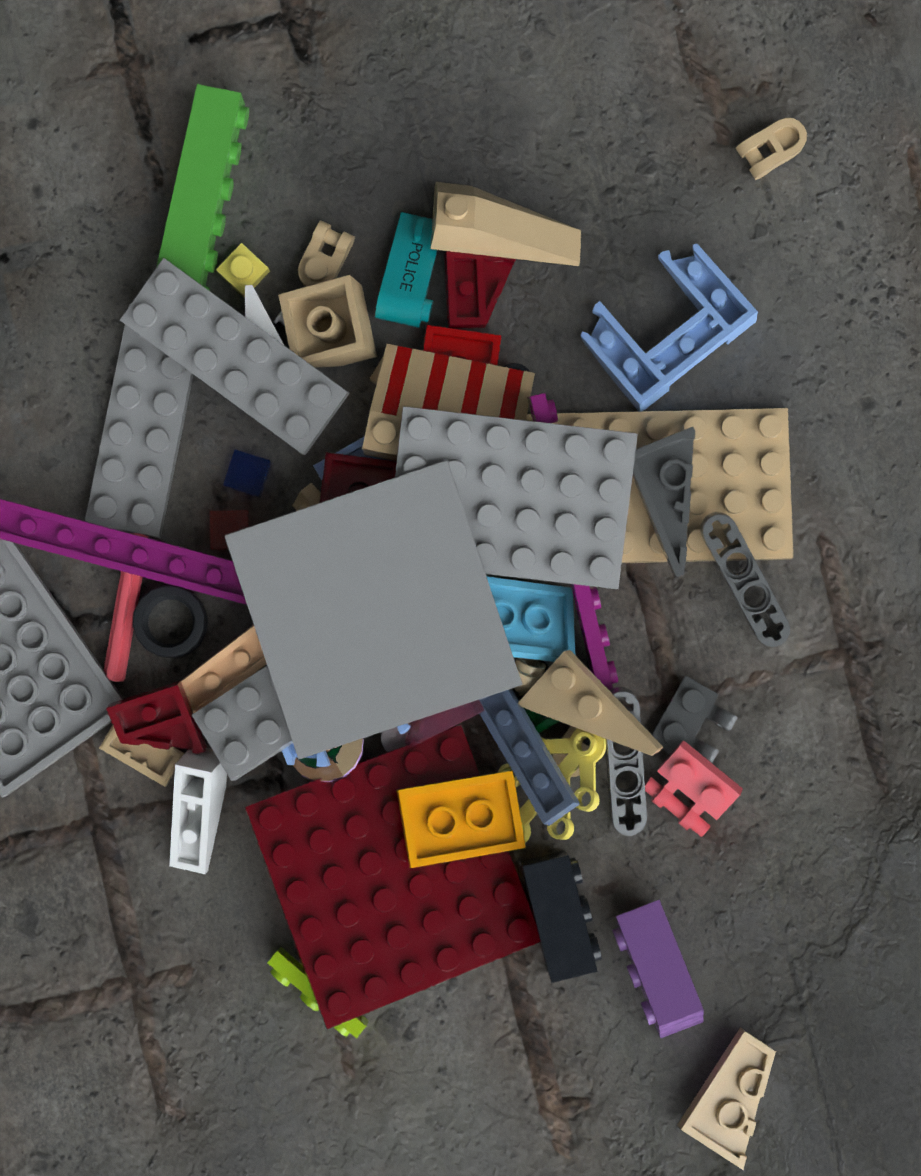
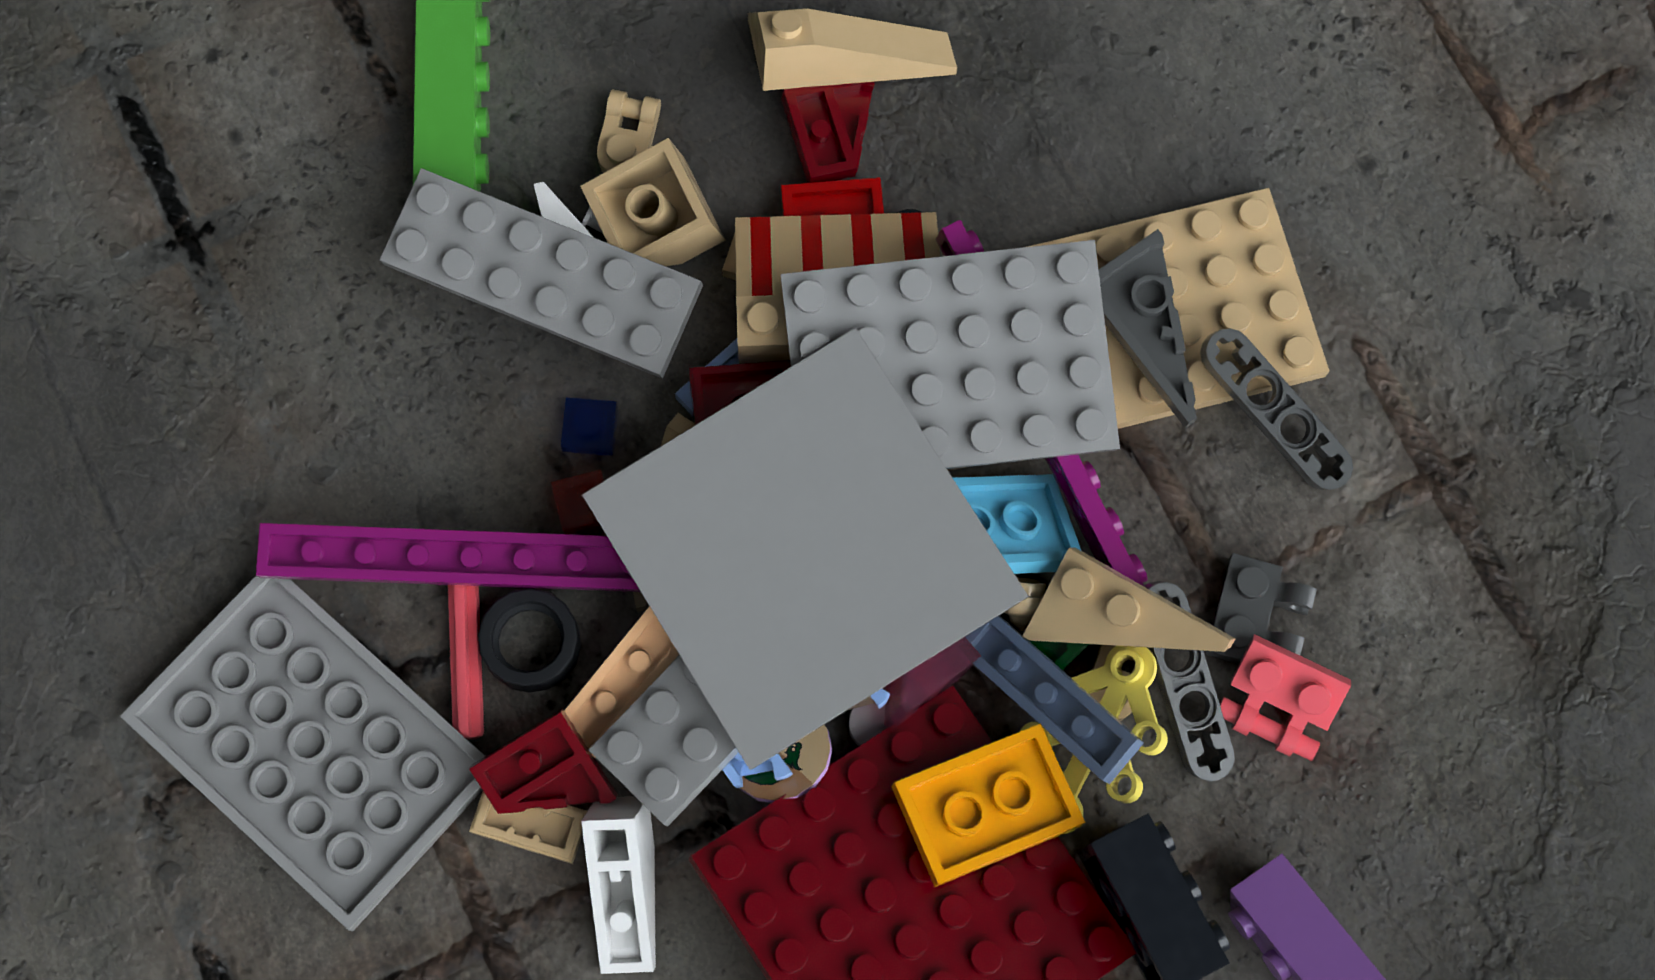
camera: 15 degrees left, 10 degrees down
(139, 439) = (436, 408): light grey plate -> none
(242, 269) = (521, 170): light yellow plate -> none
(408, 273) = (741, 130): teal door -> none
(720, 319) = (1079, 188): light blue wedge -> none

